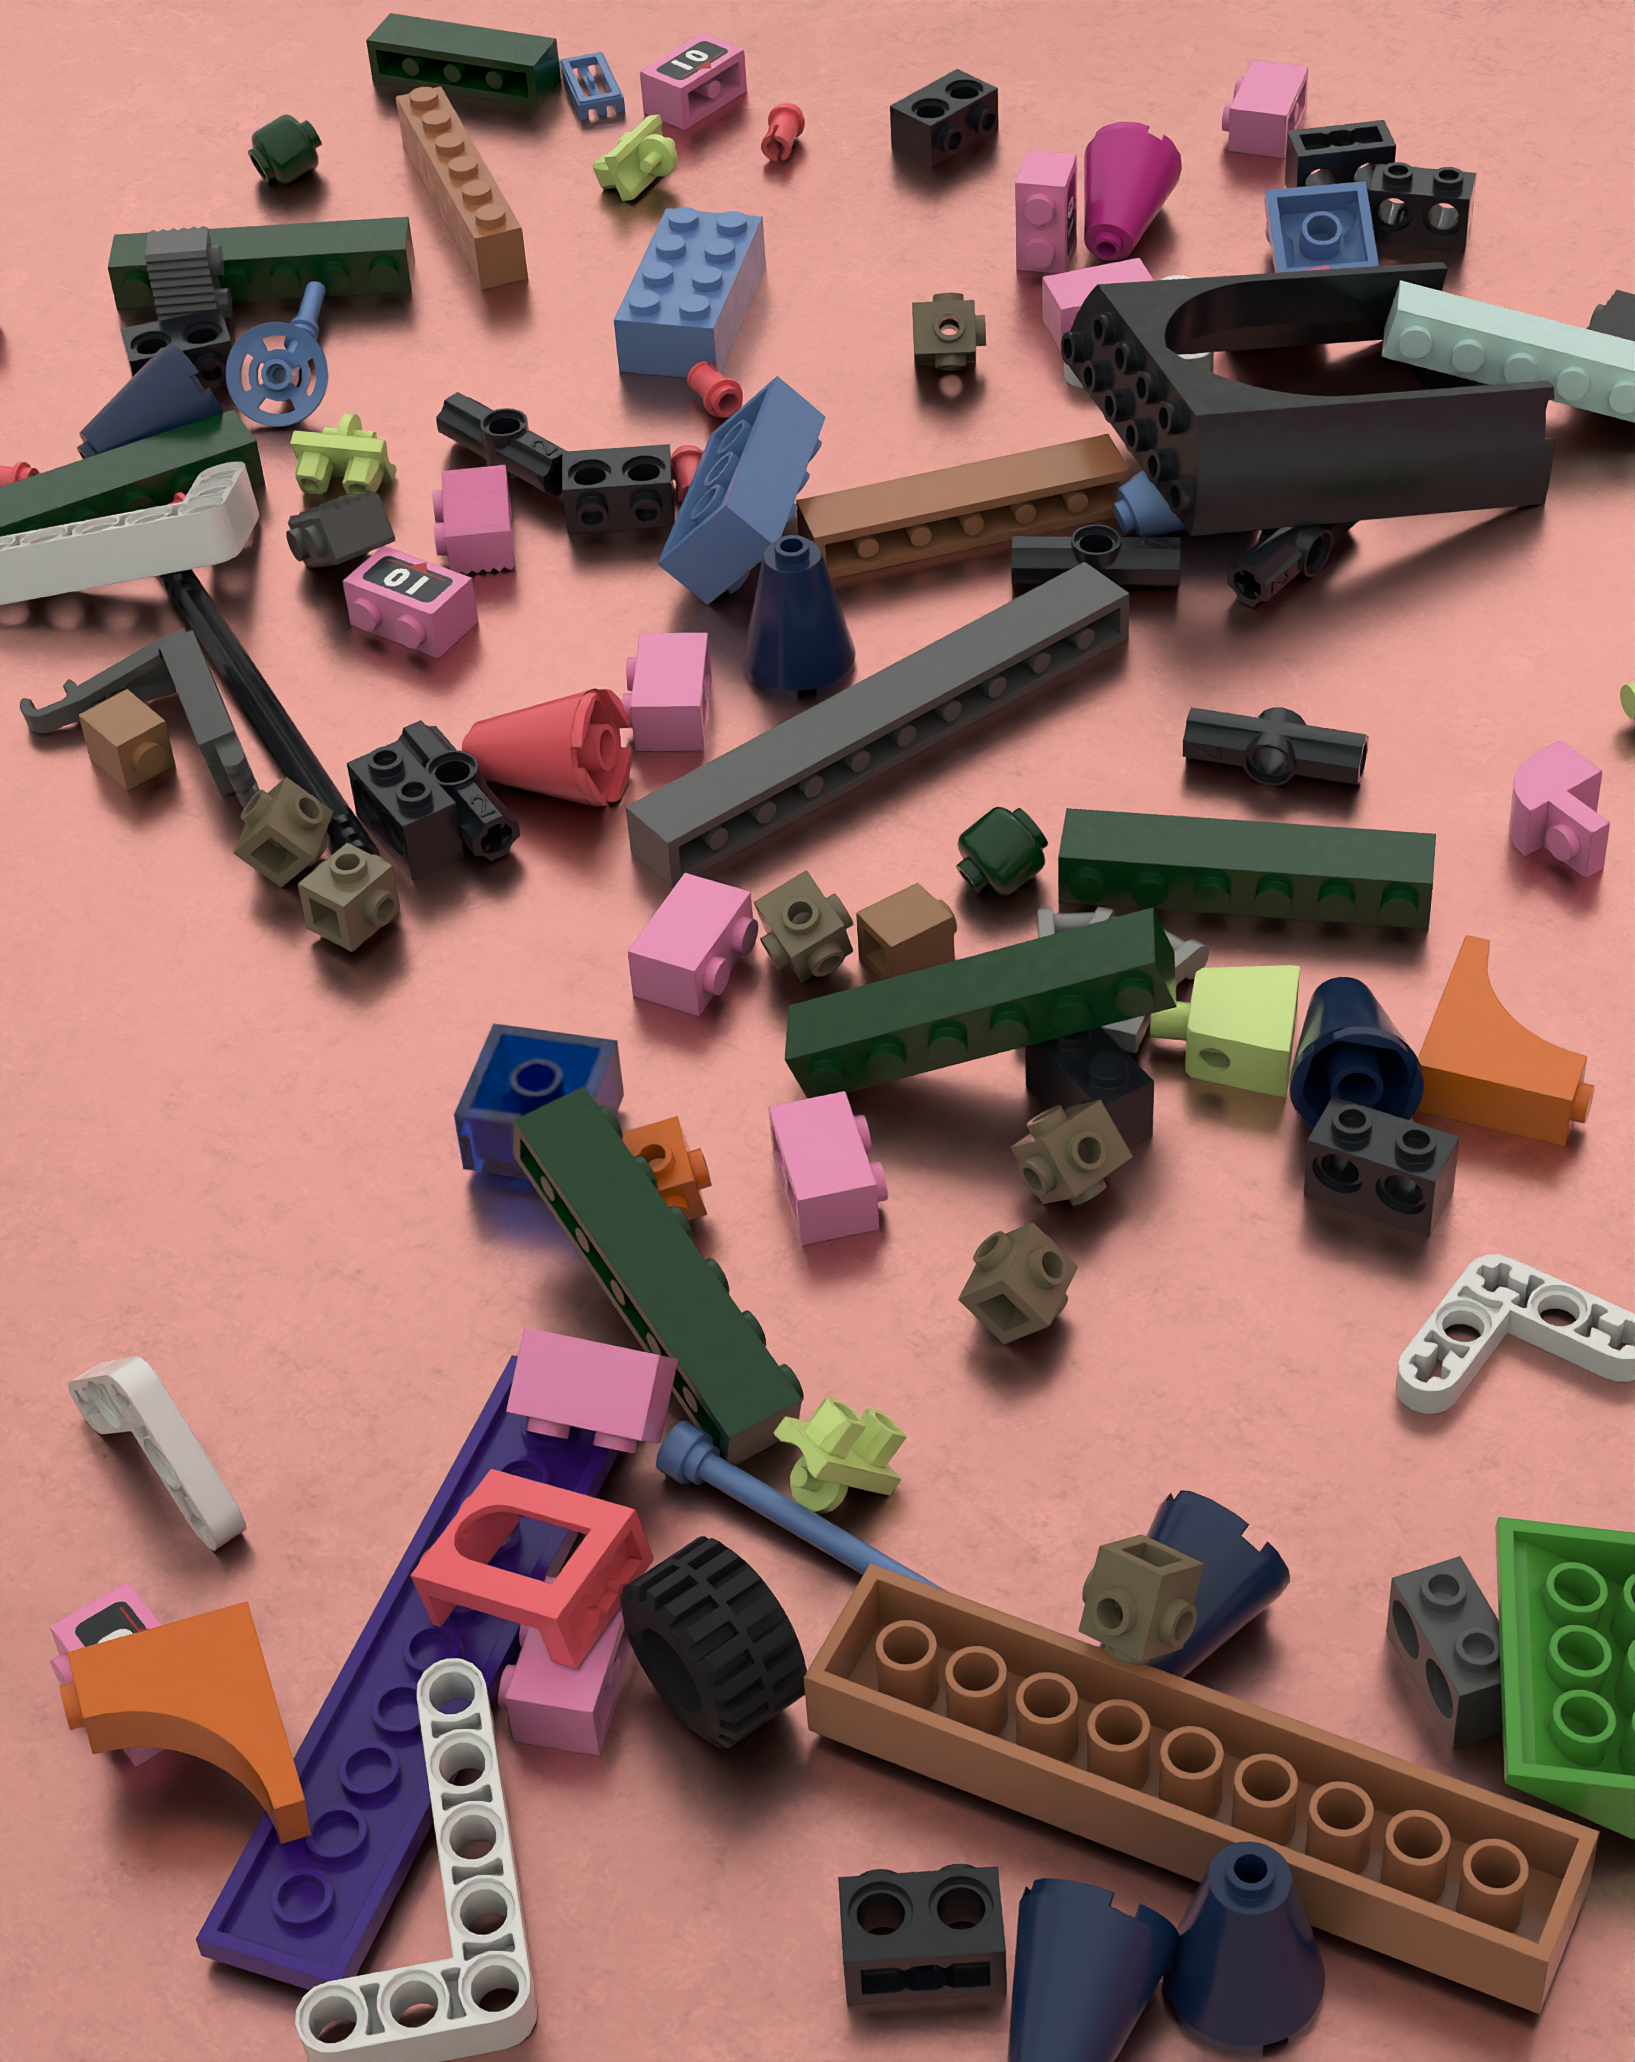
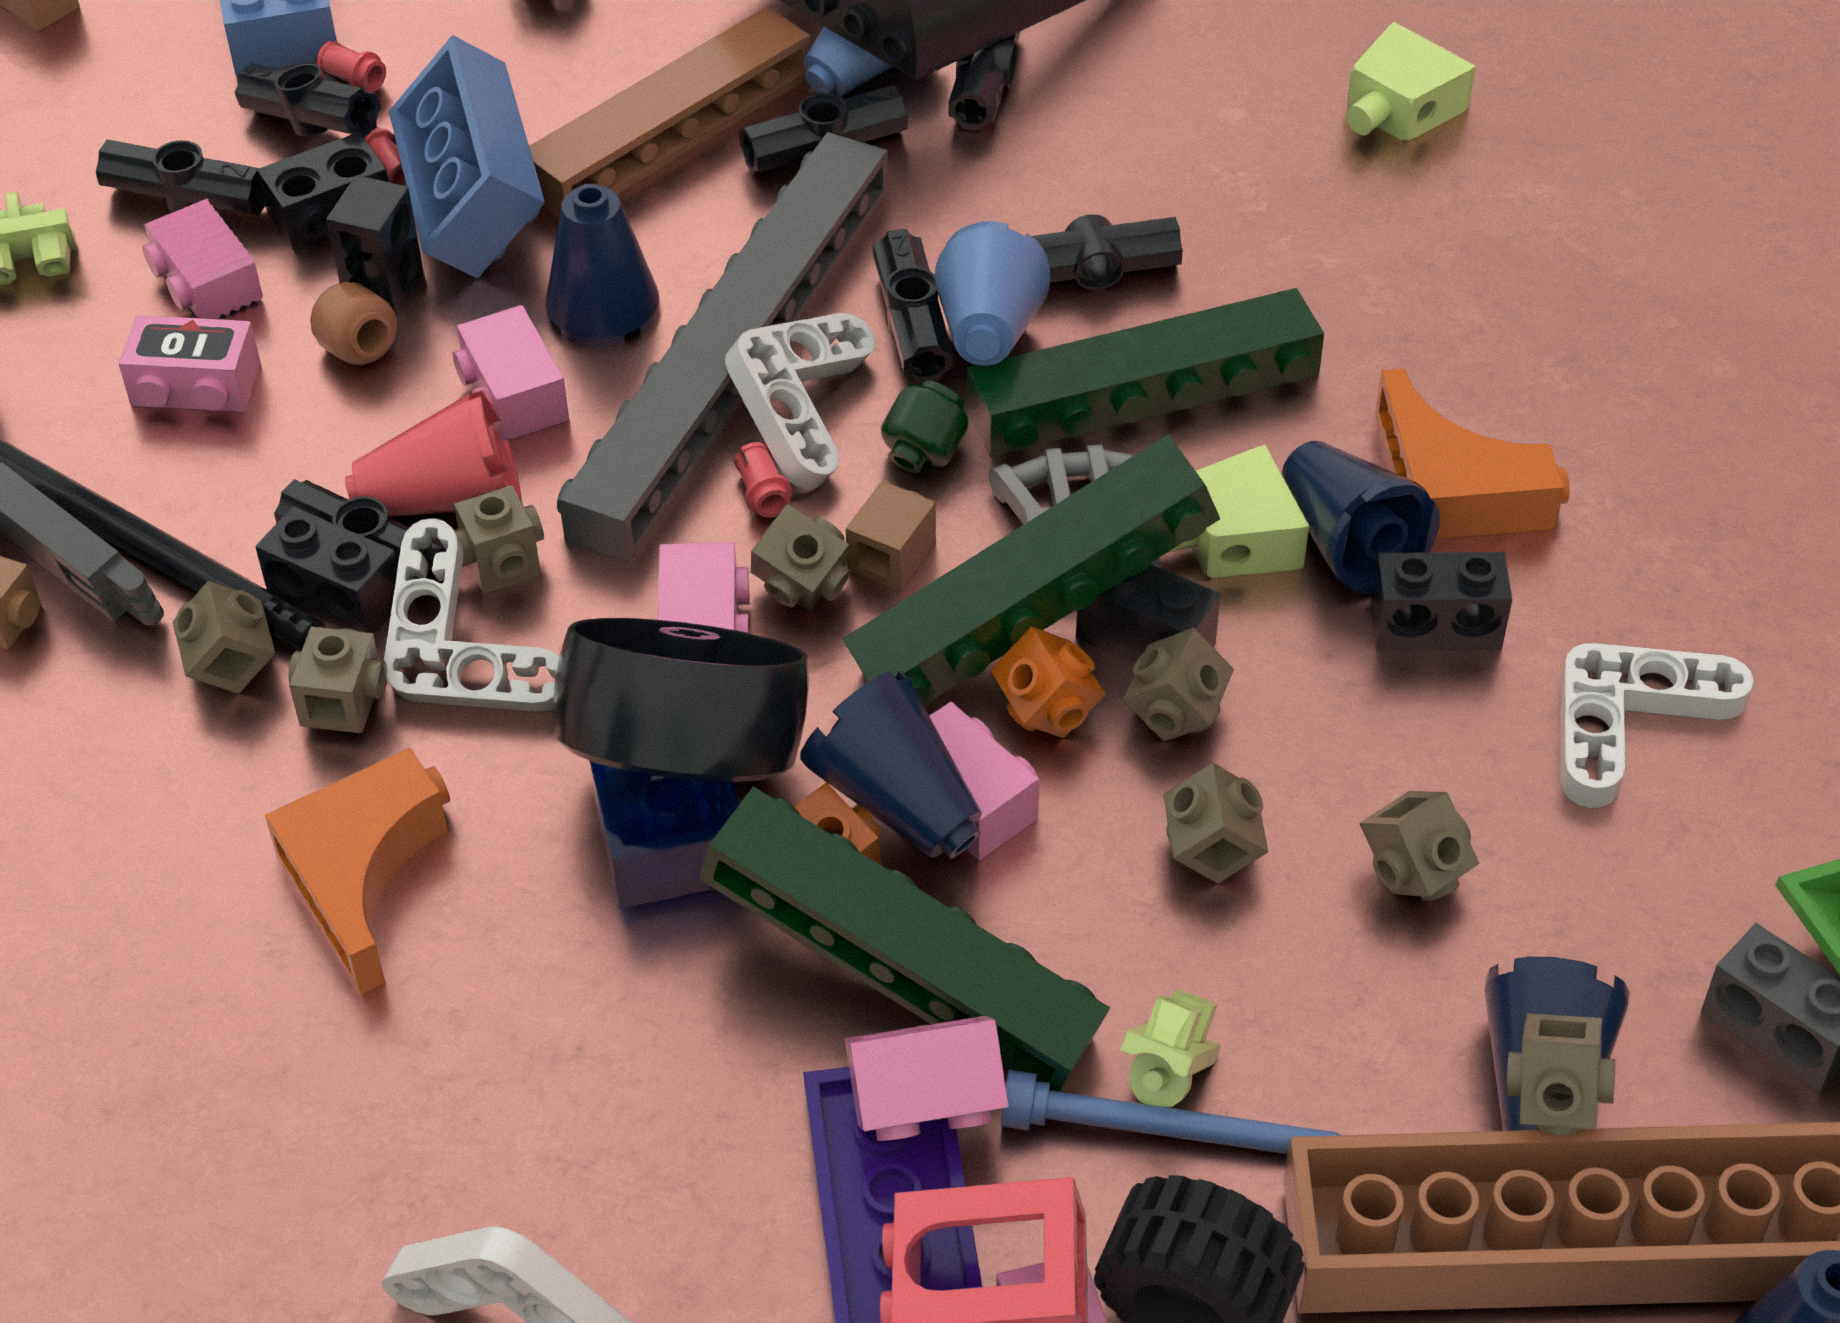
camera: 30 degrees left, 5 degrees up
(275, 1035) = (349, 845): none -> orange arch
(339, 530) = (78, 313): dark grey brick -> none
(452, 894) = (434, 640): none -> white beam
(561, 814) = (499, 538): none -> dark tan brick
(565, 608) = (353, 323): none -> nougat head
(592, 1000) = (680, 699): none -> black wheel
(617, 545) = (376, 239): none -> black brick
(649, 406) = (307, 99): none -> black piece
(740, 1118) = (896, 766): none -> dark blue cone
(827, 857) = (766, 488): none -> coral pin
(902, 759) = (769, 369): none -> white beam
(952, 1108) = (1047, 682): none -> orange brick
(1067, 742) = (913, 306): none -> black piece
(1131, 747) = (990, 288): none -> medium blue cone
(1177, 1355) = (1420, 845): none -> dark tan brick
(1557, 808) = (1362, 238): bright pink brick -> none

